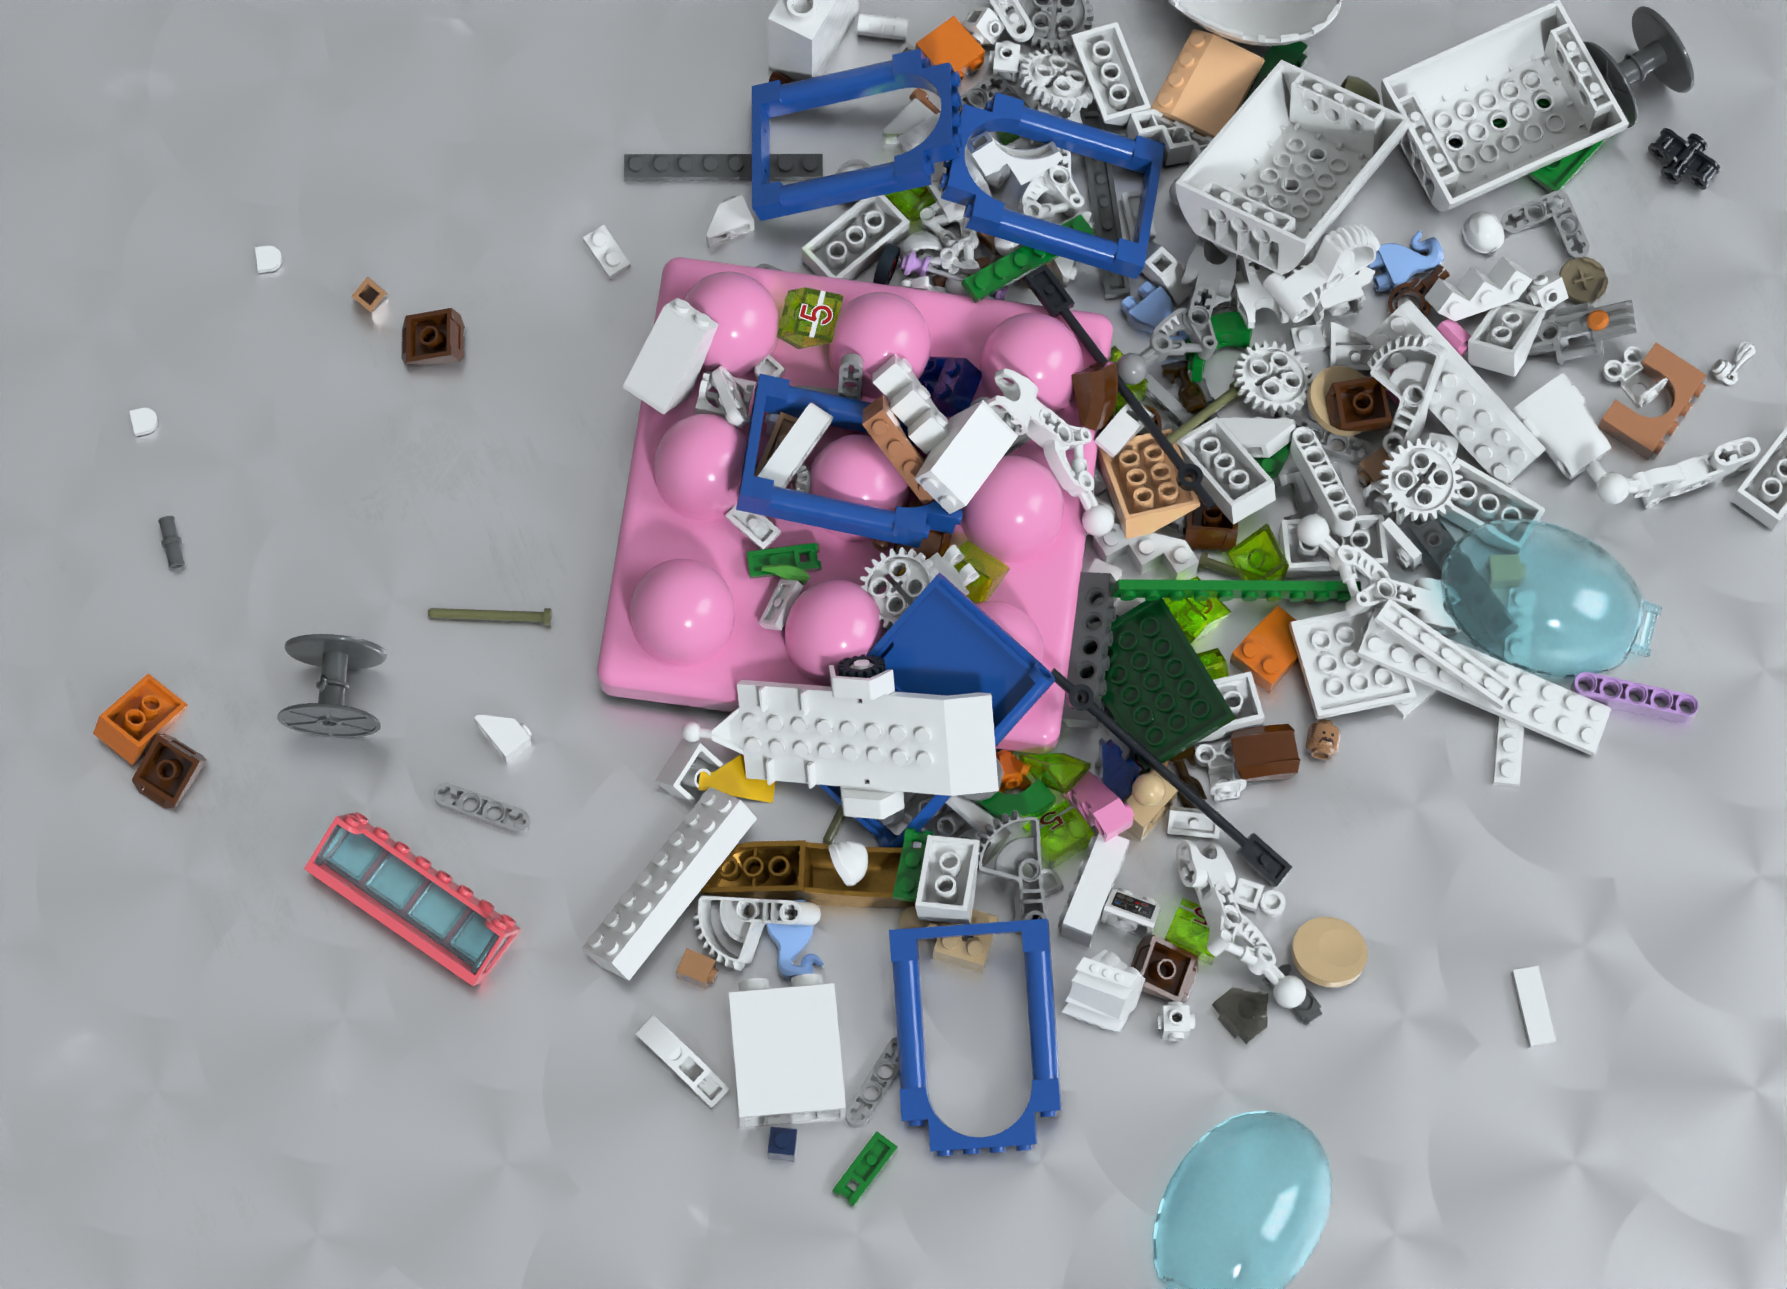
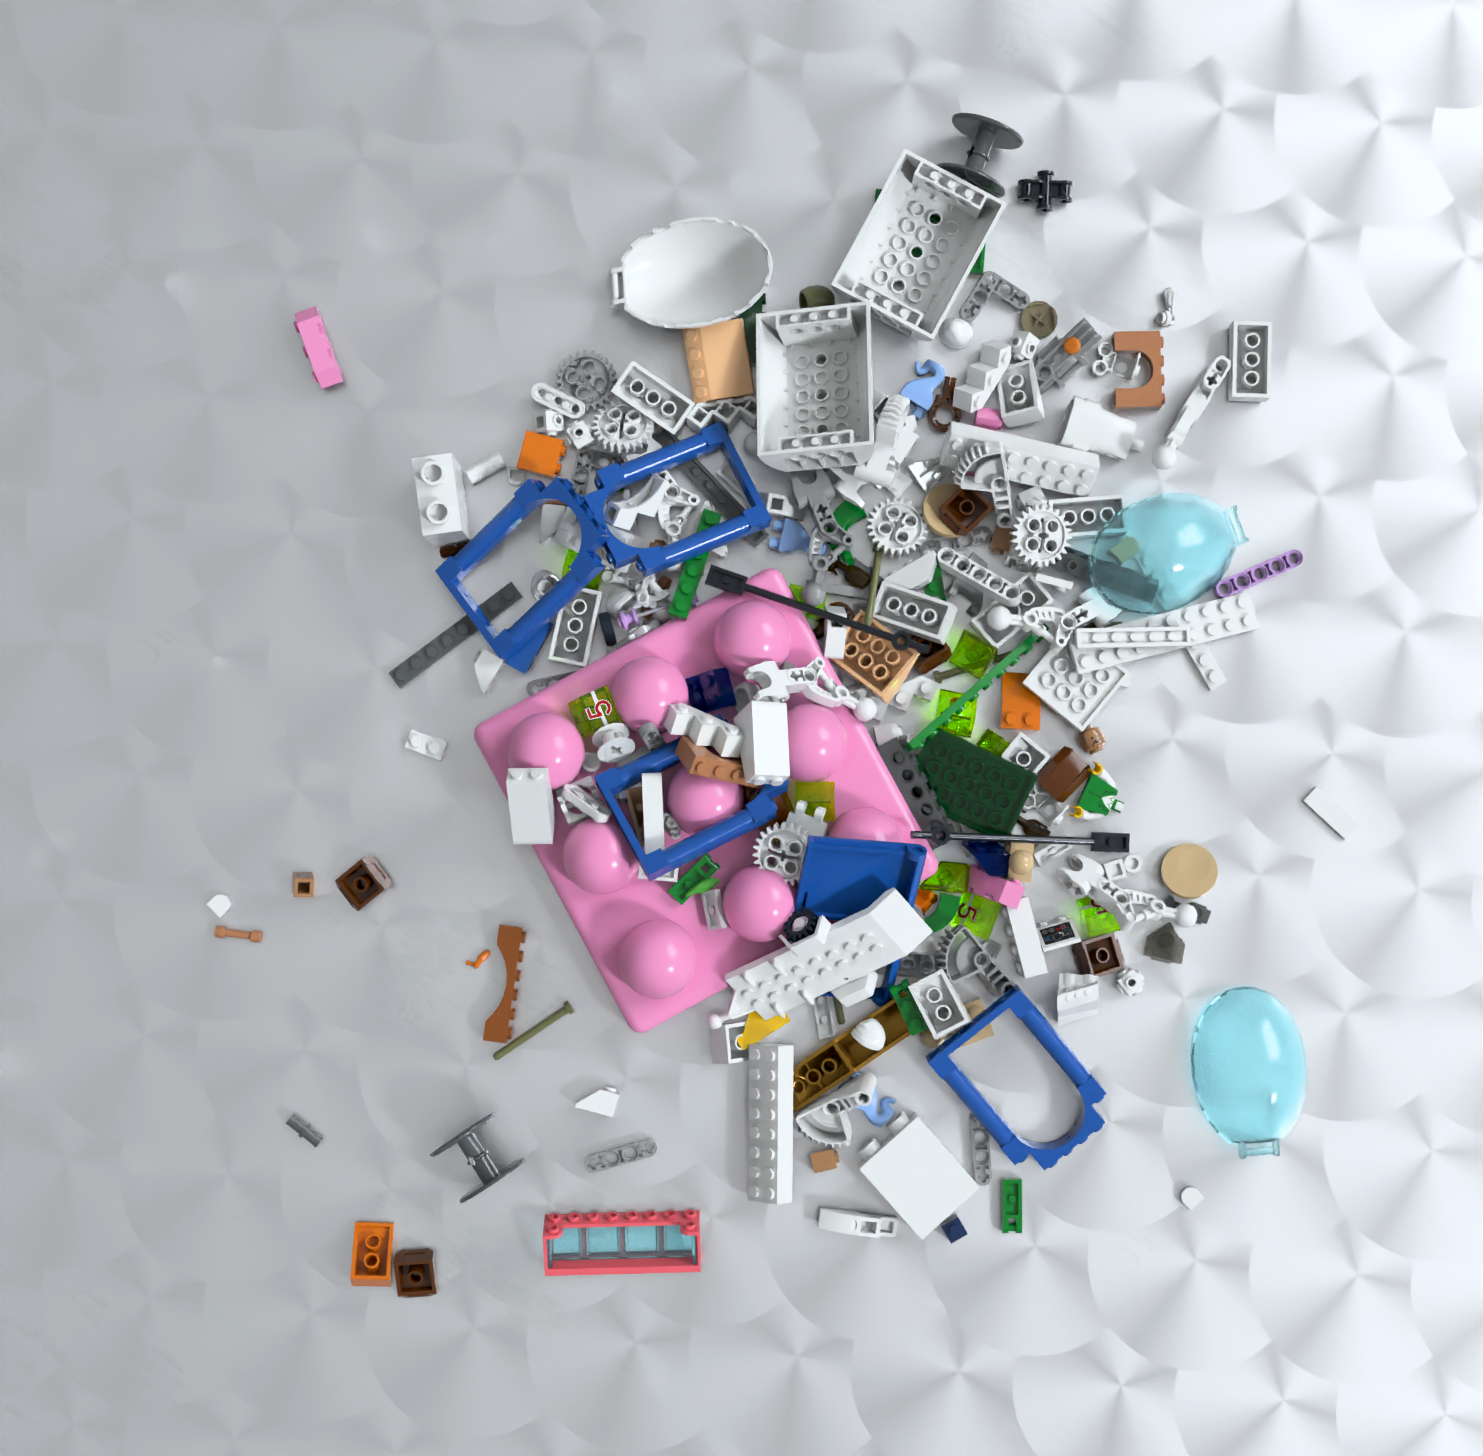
camera: 35 degrees left, 15 degrees up
(143, 421) = (225, 1066): white tile -> none
(277, 313) = (254, 935): none -> nougat bar
(461, 578) = (498, 1024): none -> dark orange arch
(491, 503) = (480, 959): none -> orange piece
(790, 230) = (526, 655): none -> blue brick
(805, 358) = (613, 742): none -> white piece
(814, 817) = (824, 1017): none -> white tile
(1096, 394) = (806, 629): reddish brown slope -> none
(1285, 802) = (1097, 796): none -> torso

